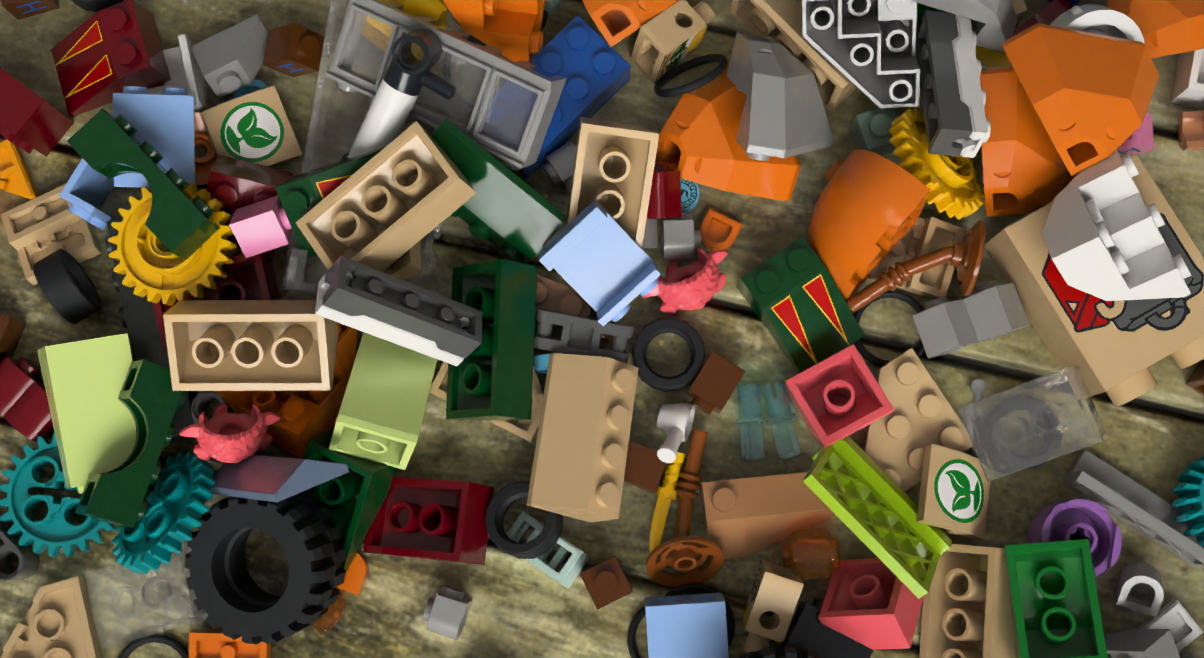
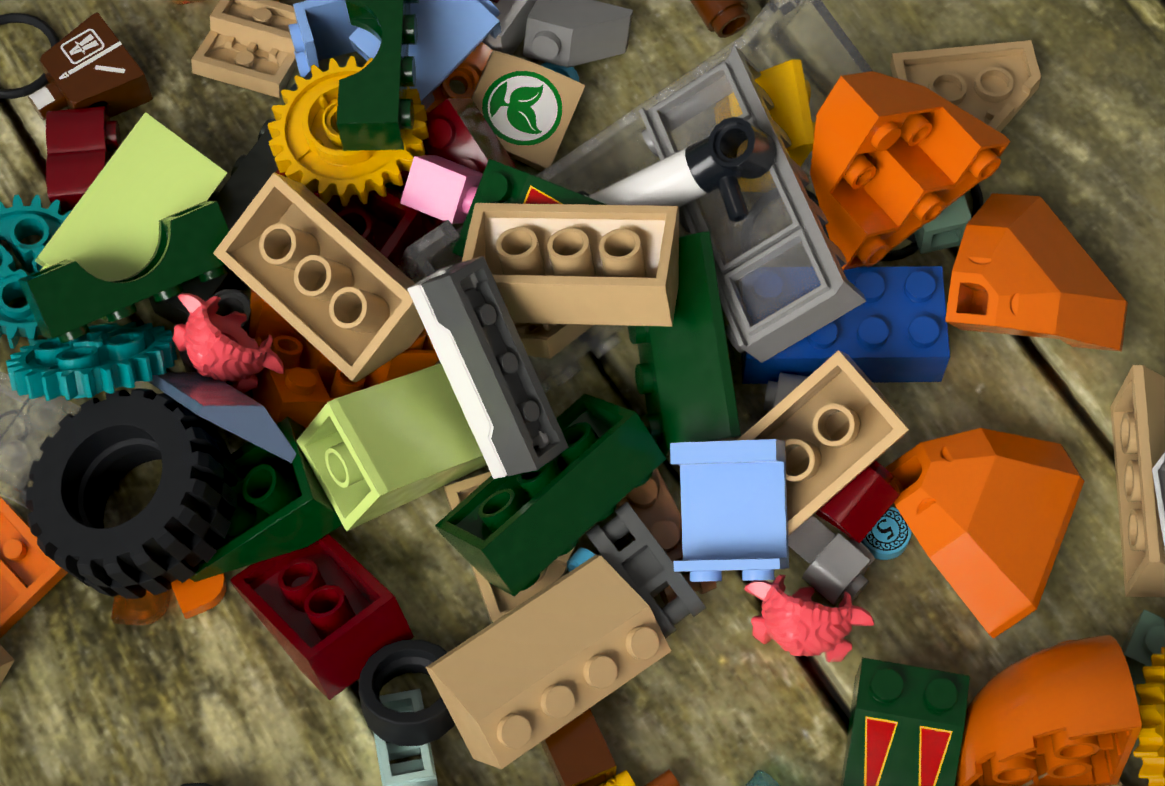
camera: 40 degrees right, 15 degrees down
(67, 286) = (219, 93): black tyre -> none
(293, 50) = (634, 69): reddish brown brick -> none
(447, 612) = (248, 712): light grey plate -> none
(670, 38) = (1019, 371): tan torso -> none
(676, 422) = (657, 748): white bar -> none
(677, 327) = (724, 634): black tyre -> none
(694, 84) = (978, 415): black tyre -> none
(715, 384) = (735, 745): reddish brown brick -> none
(718, 231) = (890, 603): orange tile -> none
(782, 102) = (1067, 516): light grey brick -> none

